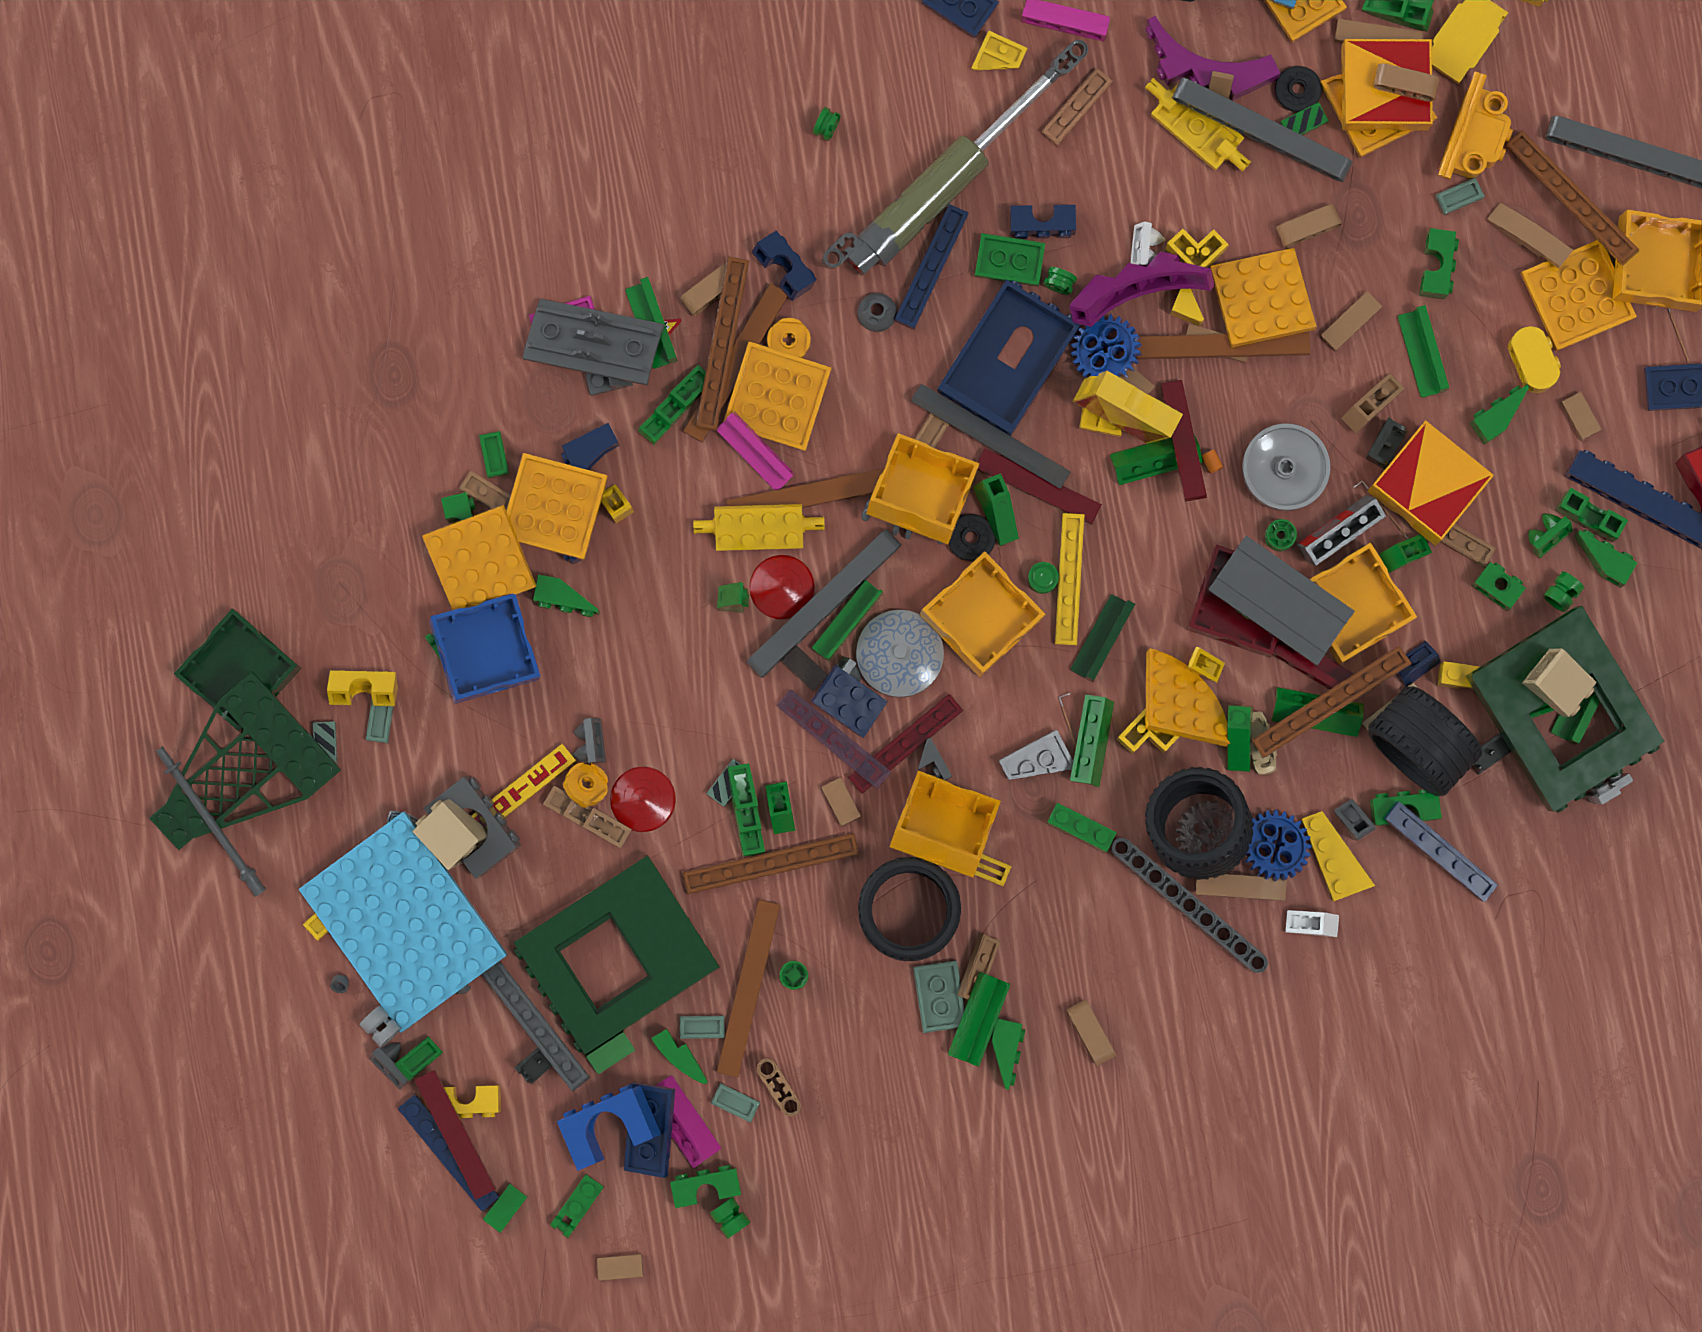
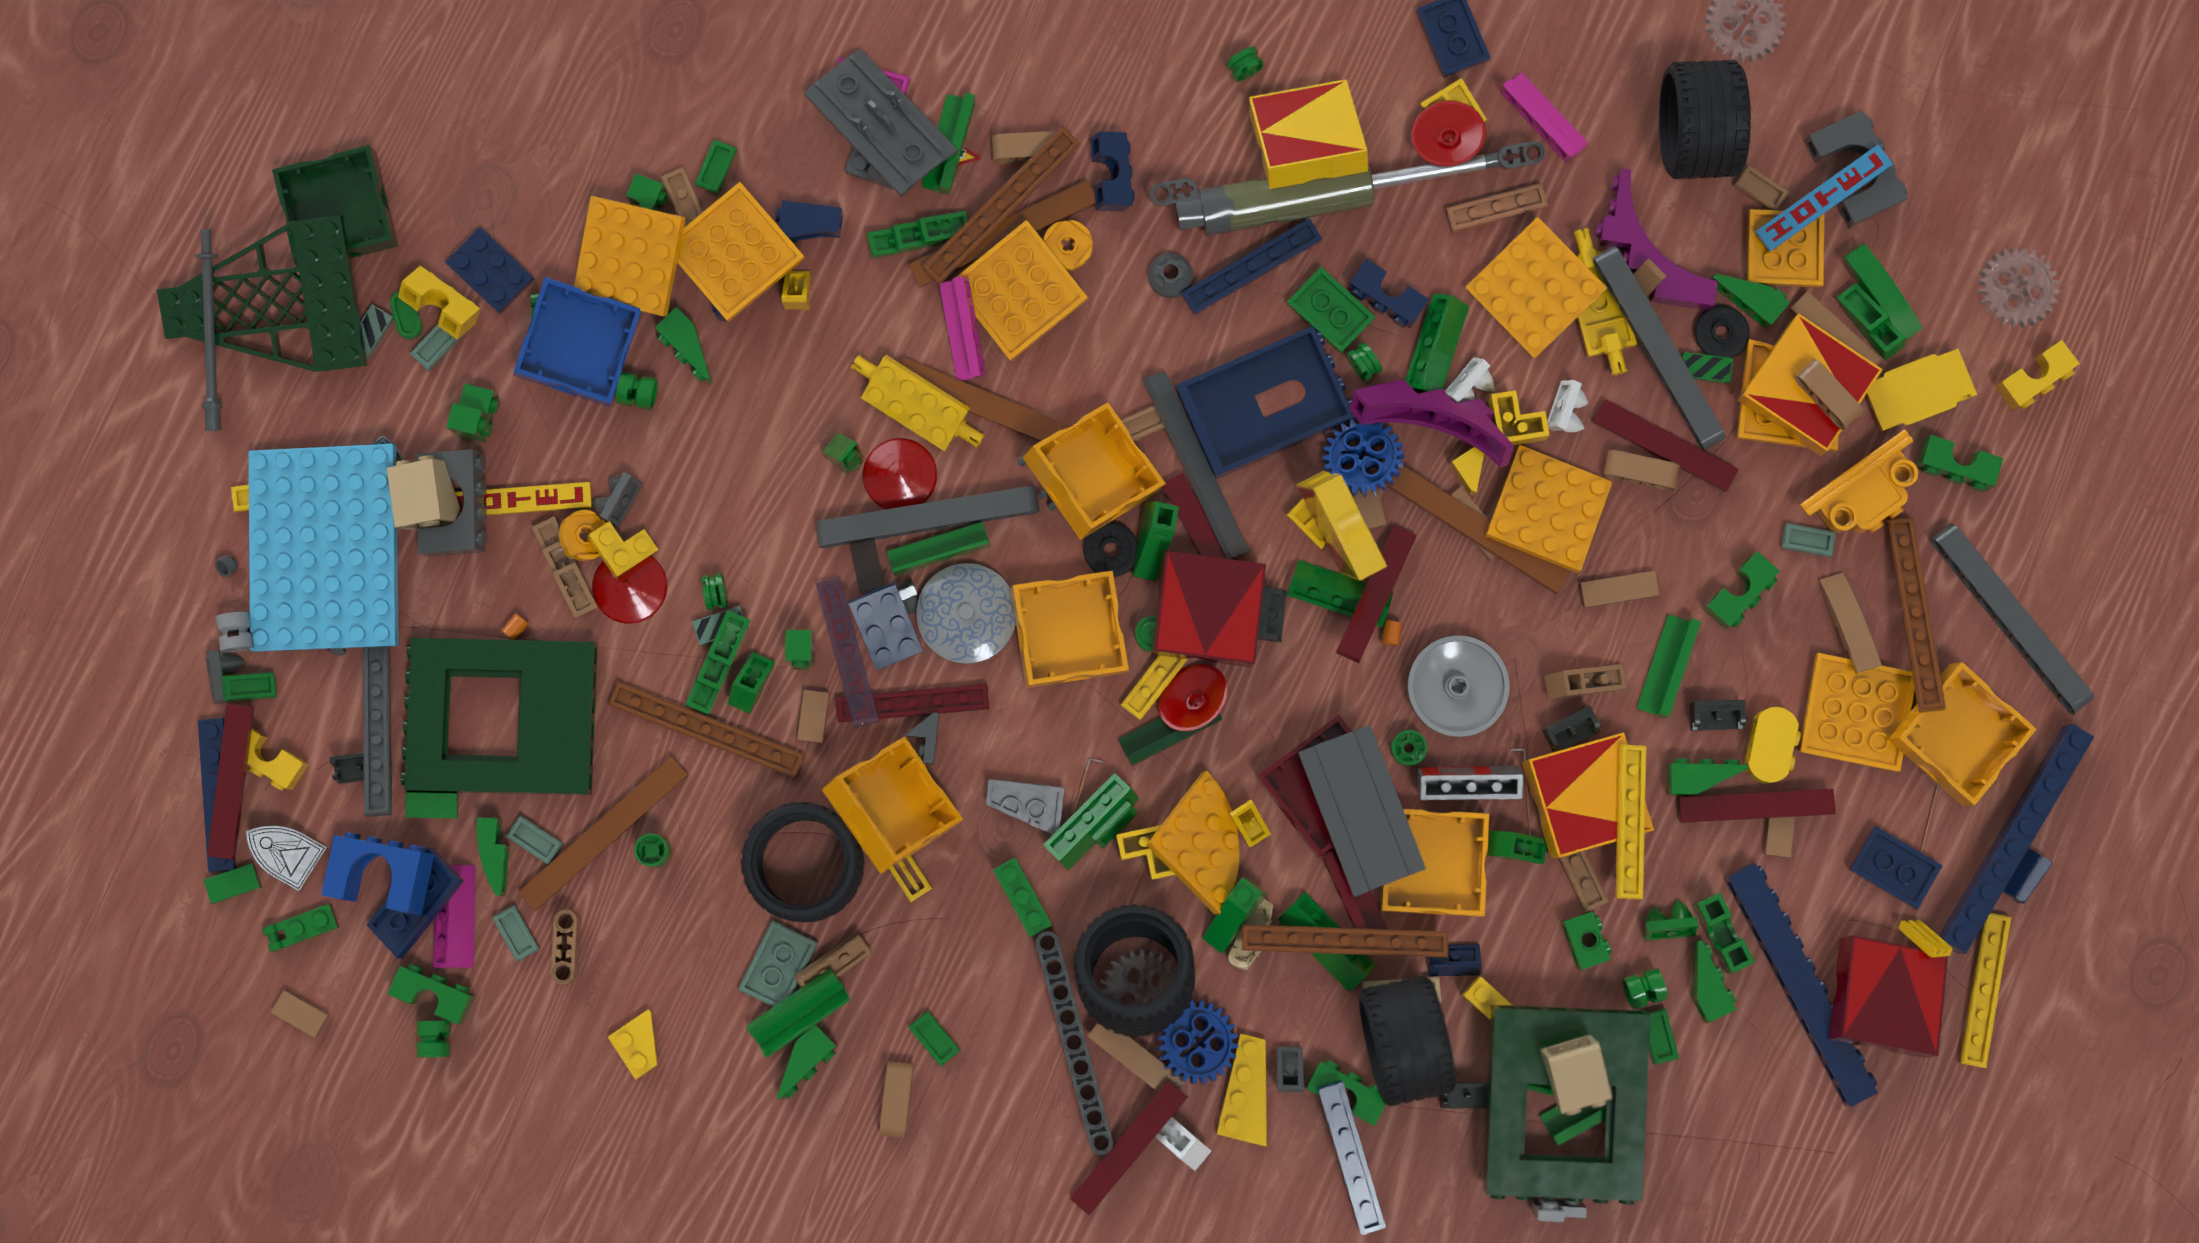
camera: 30 degrees right, 0 degrees up
(344, 715) = (406, 318): none -> green tile
(381, 640) = (489, 270): none -> dark blue plate
(443, 750) = (473, 413): none -> green brick
(528, 1159) = (284, 853): none -> shield
(559, 654) = (645, 392): none -> green wheel
(581, 884) = (515, 627): none -> orange hinge
(620, 780) = (621, 555): none -> yellow plate
(707, 762) = (711, 591): none -> green wheel
(800, 759) = (800, 649): none -> green brick
(878, 1121) = (636, 1044): none -> yellow wing
(908, 143) = (1308, 134): none -> yellow tile
(1007, 76) = (1448, 133): none -> red hat
(1072, 532) = (1208, 609): none -> tile
(1087, 971) = (934, 1038): none -> green tile
(1101, 233) = (1437, 343): none -> green panel
(1104, 603) = (1193, 698): none -> red hat
(1109, 731) = (1113, 824): none -> green tile
(1116, 507) = (1272, 614): none -> pearl dark grey hinge
(1145, 145) = (1536, 287): none -> light orange plate
(1221, 210) = (1561, 415): none -> white tile
(1279, 953) = (1129, 1147): none -> dark red tile
(1308, 49) = (1754, 299): none -> green slope
(1313, 196) = (1665, 445): none -> dark red tile
(1474, 480) = (1630, 822): none -> yellow tile
(1481, 363) = (1717, 715): none -> pearl dark grey hinge
(1511, 76) = (1937, 458): none -> green arch
(1553, 409) = (1757, 805): none -> dark red tile
(1602, 620) = (1661, 1042): none -> green tile

